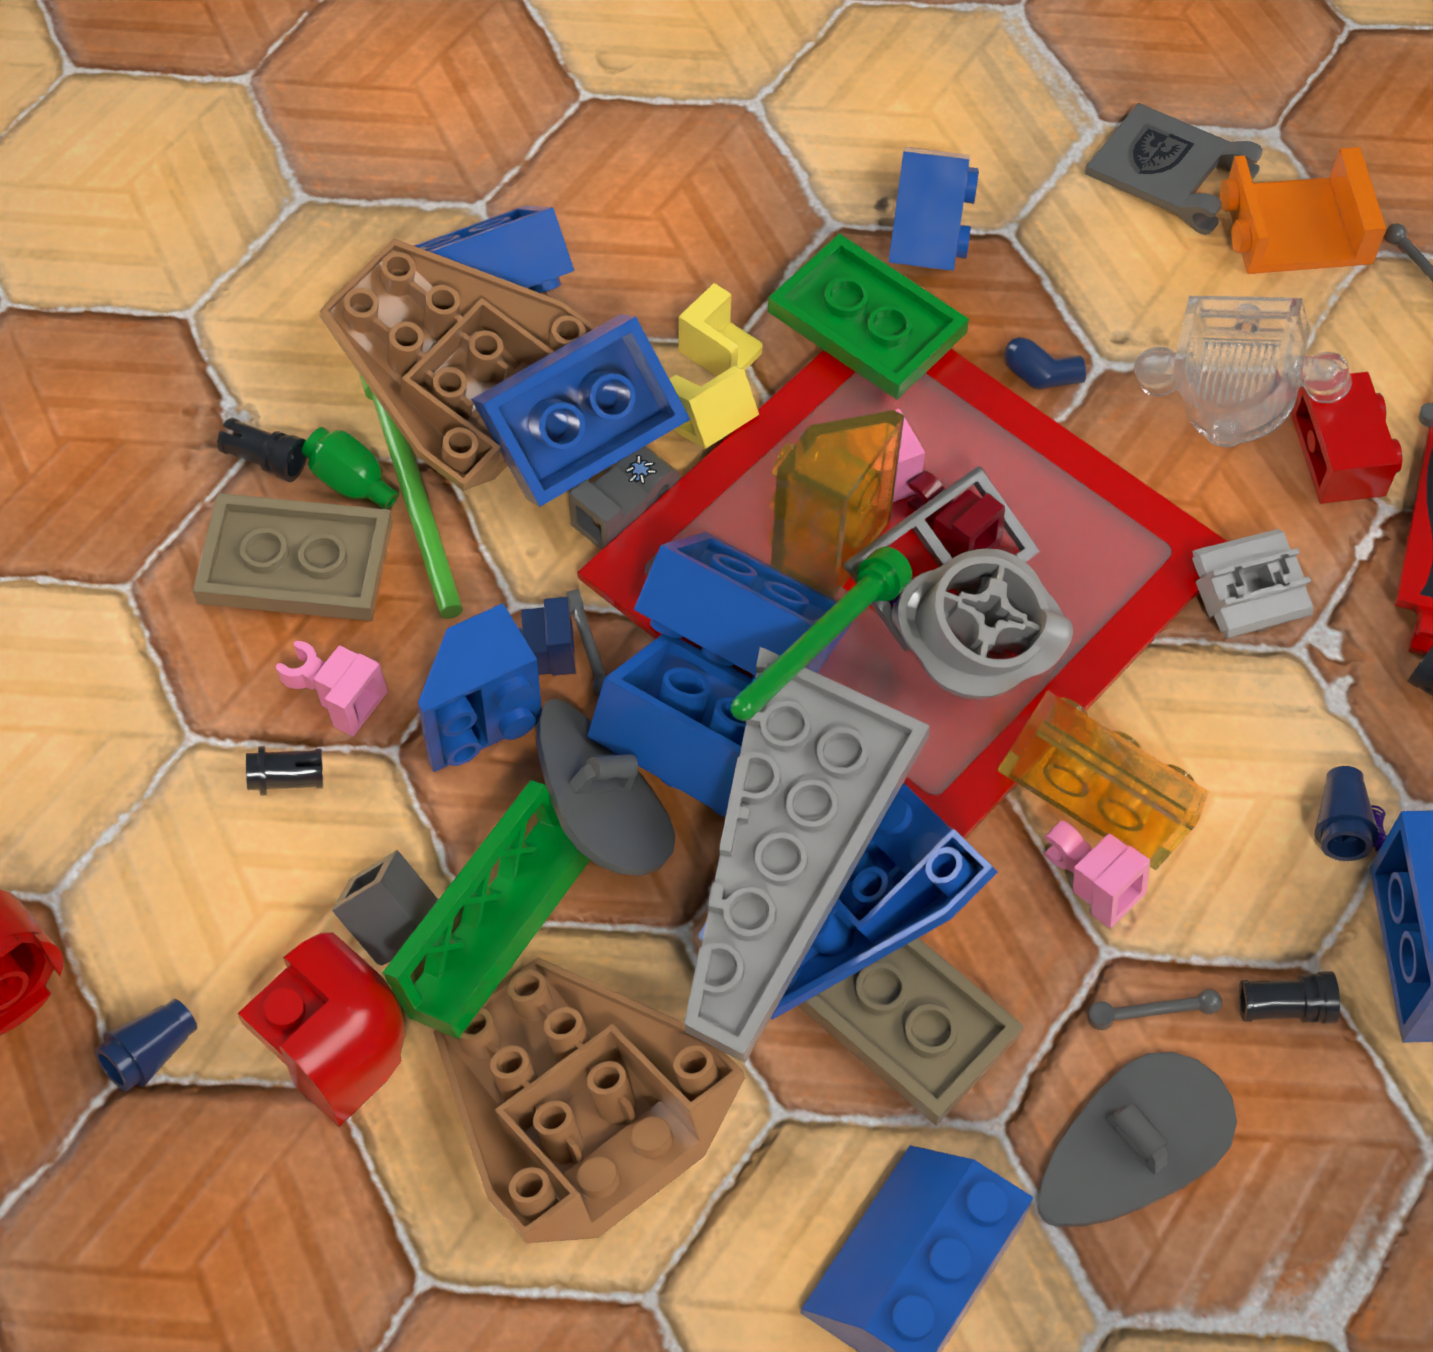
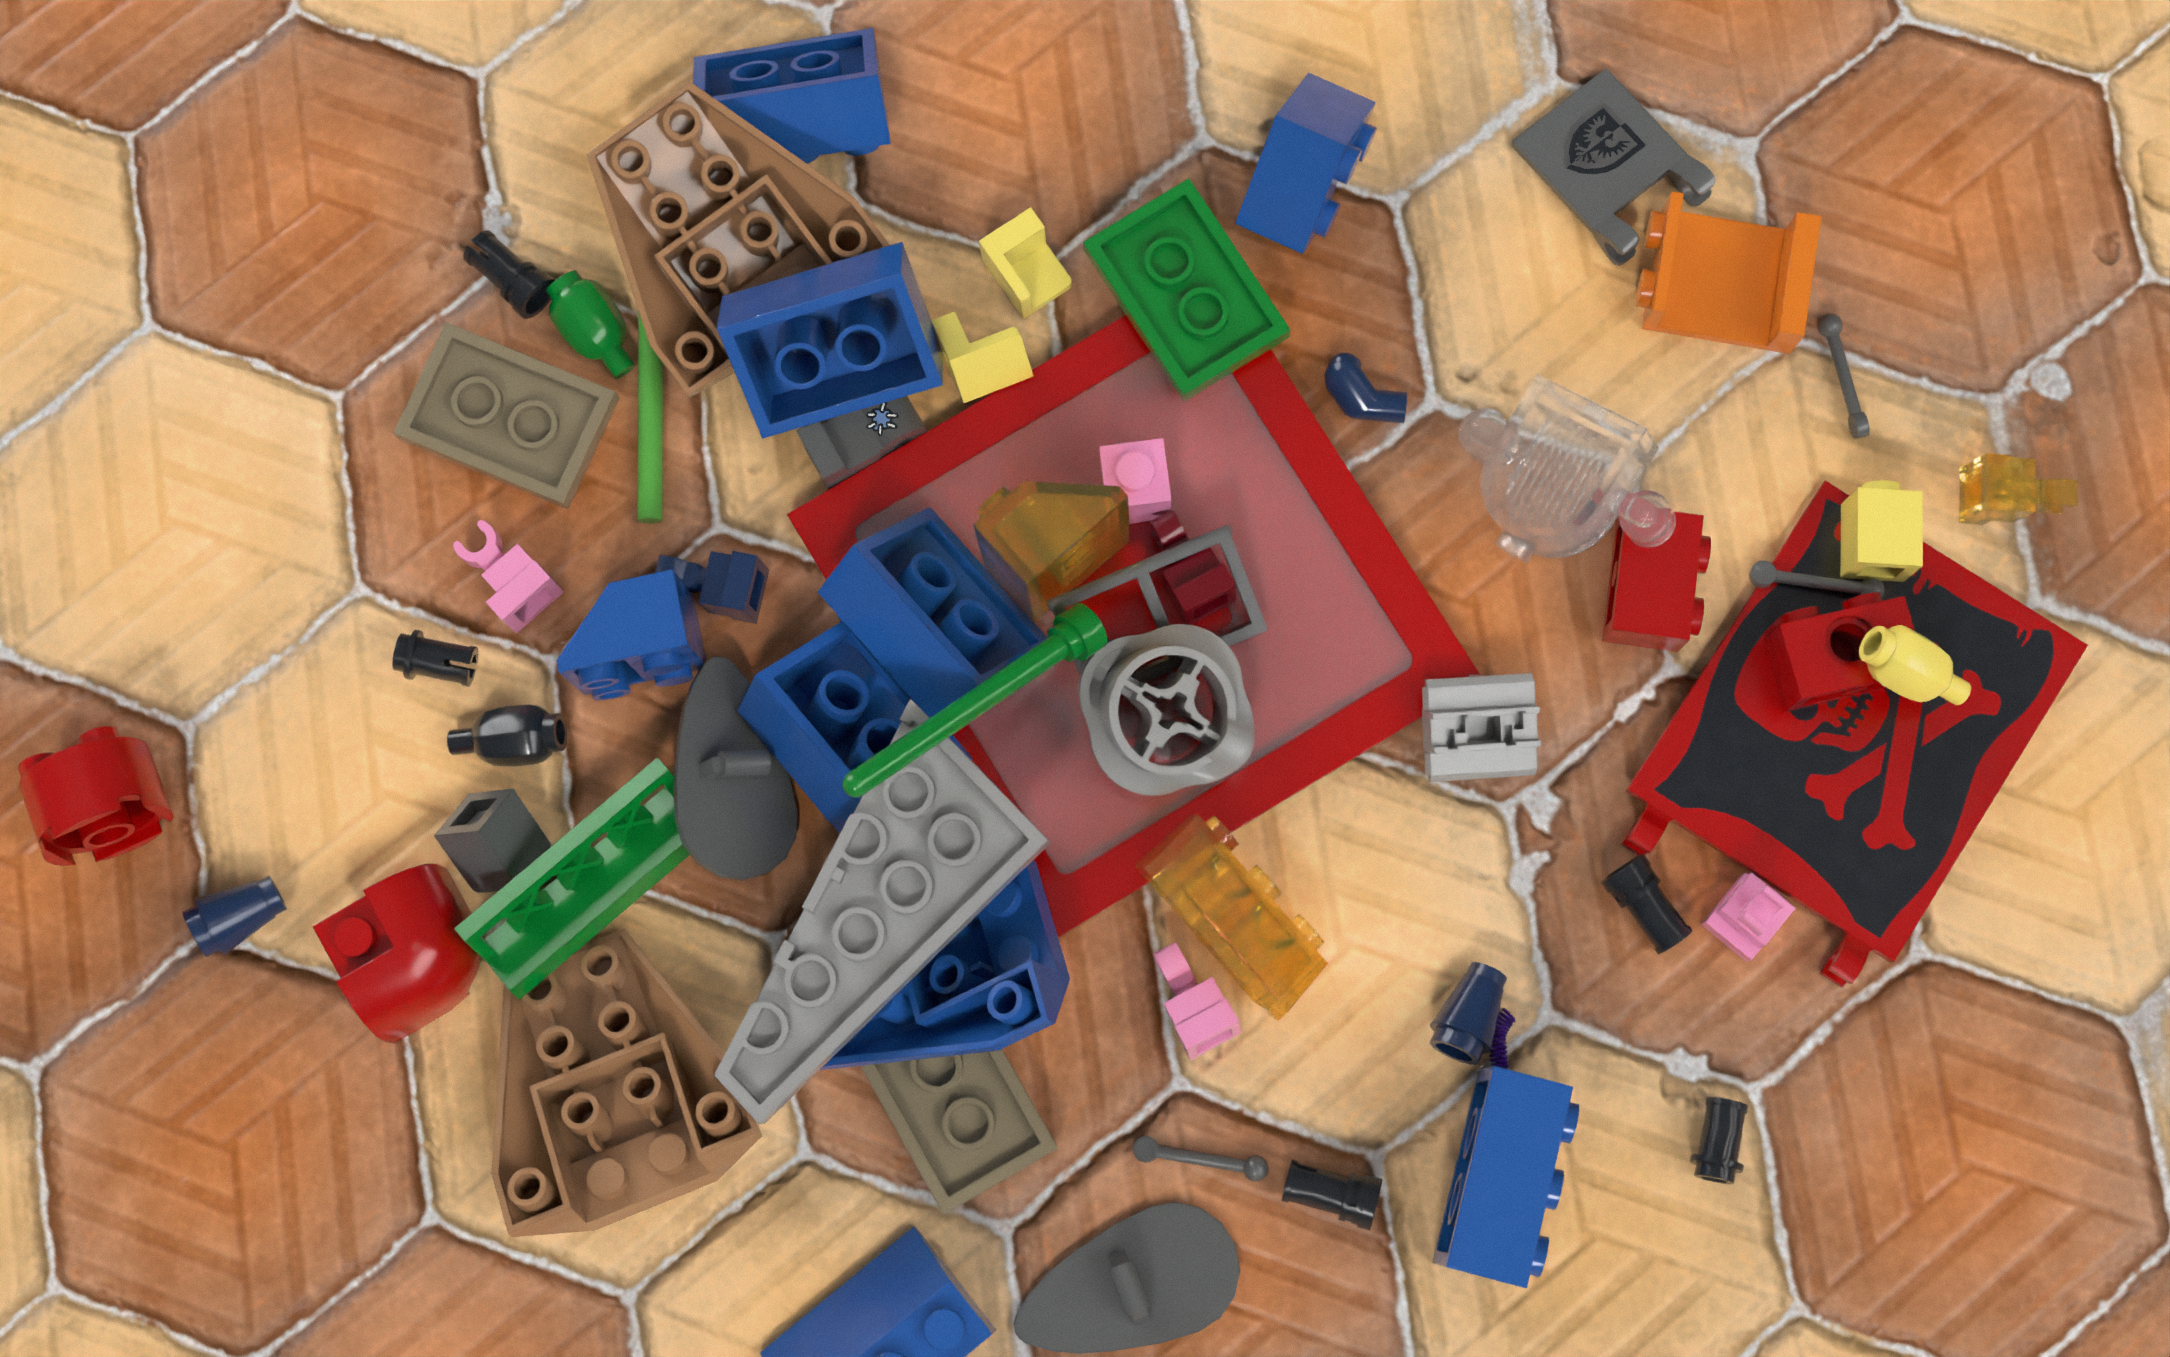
camera: 25 degrees right, 20 degrees up
(377, 816) = (511, 736): none -> black plant
(577, 609) = (777, 646): dark grey hinge -> none

